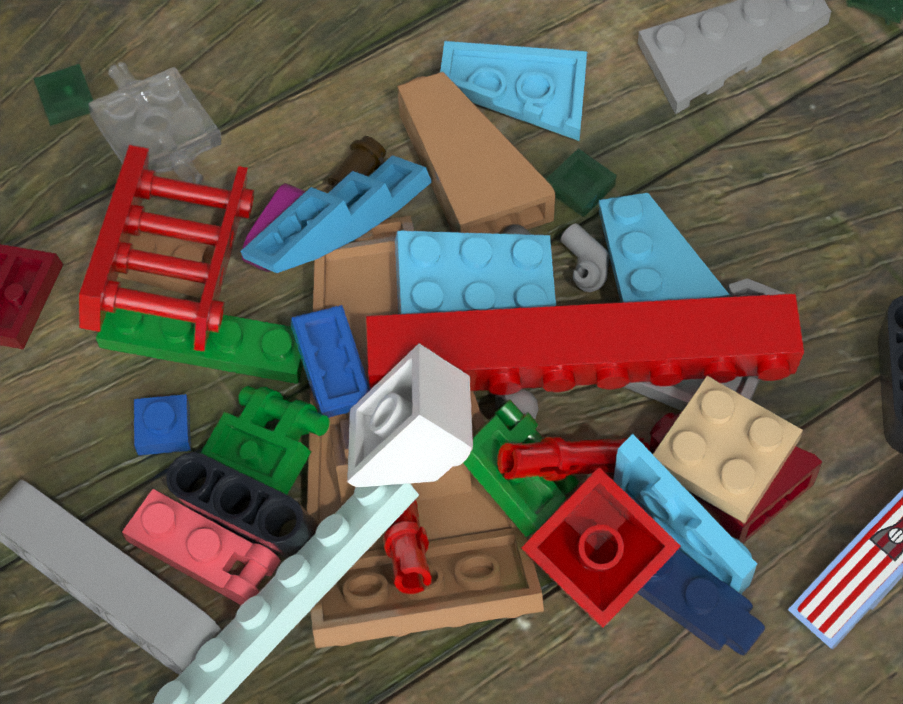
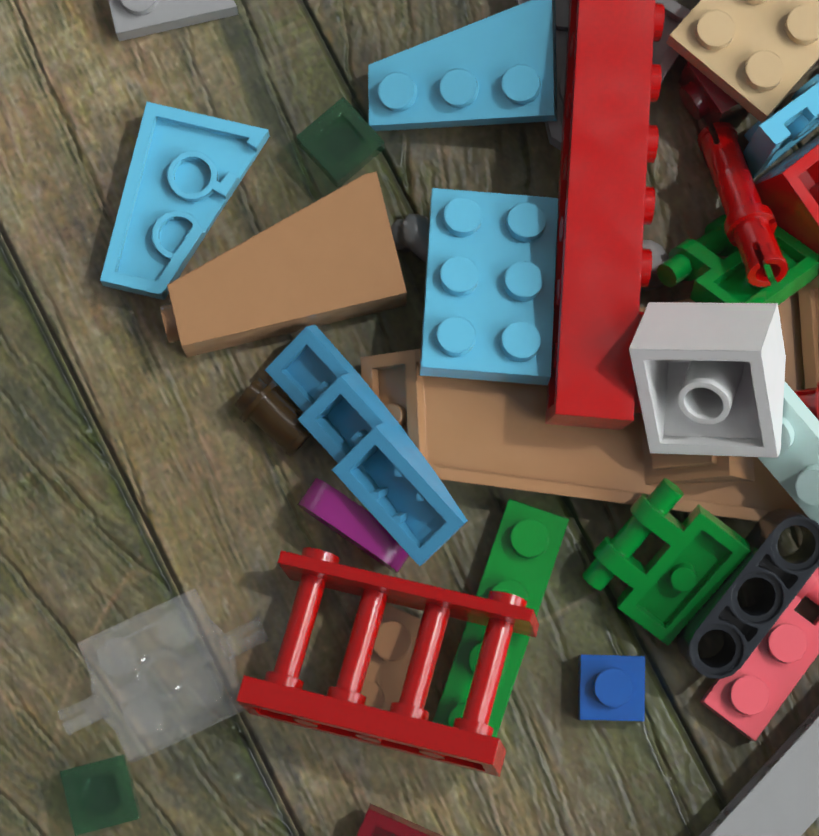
camera: 90 degrees left, 20 degrees up
(330, 360) = (584, 468): blue plate -> none
(592, 258) = (448, 148): light grey arm -> none

